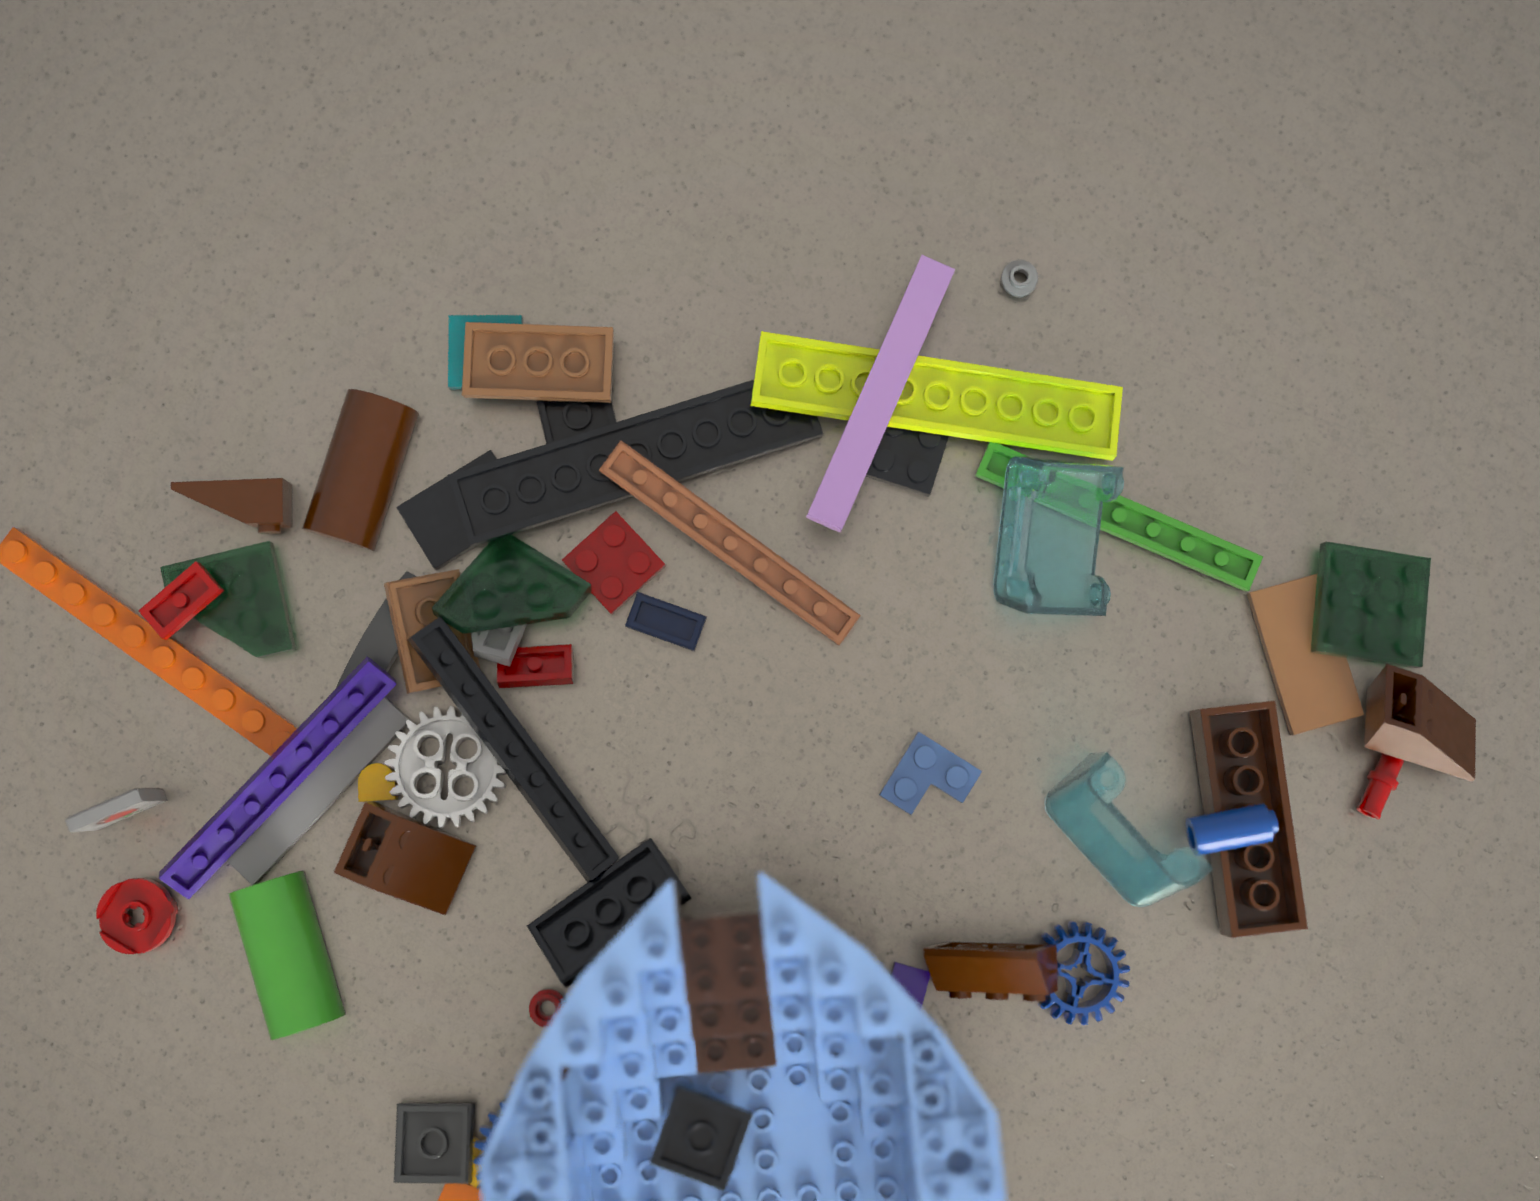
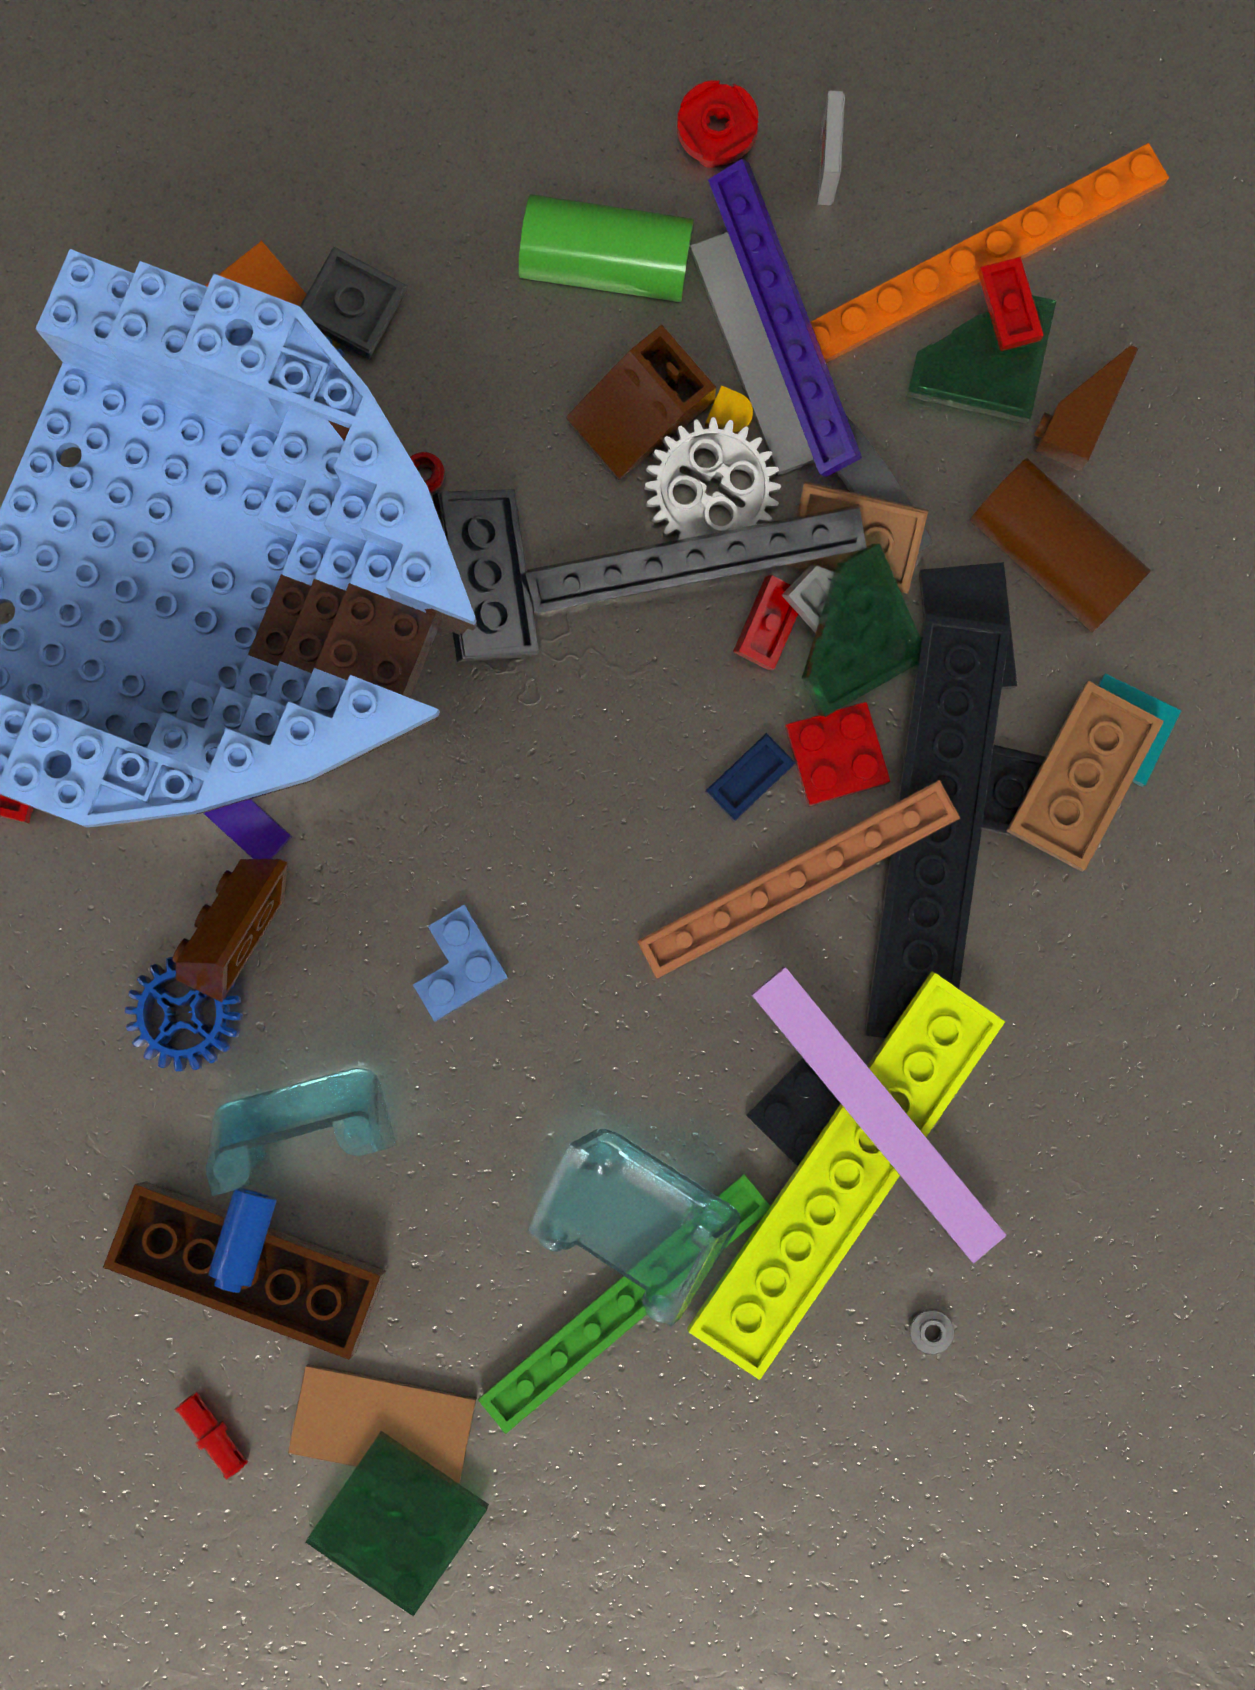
camera: 120 degrees right, 0 degrees up
(701, 1137) = (218, 550): black plate -> none
(1419, 723) = (246, 1504): reddish brown slope -> none

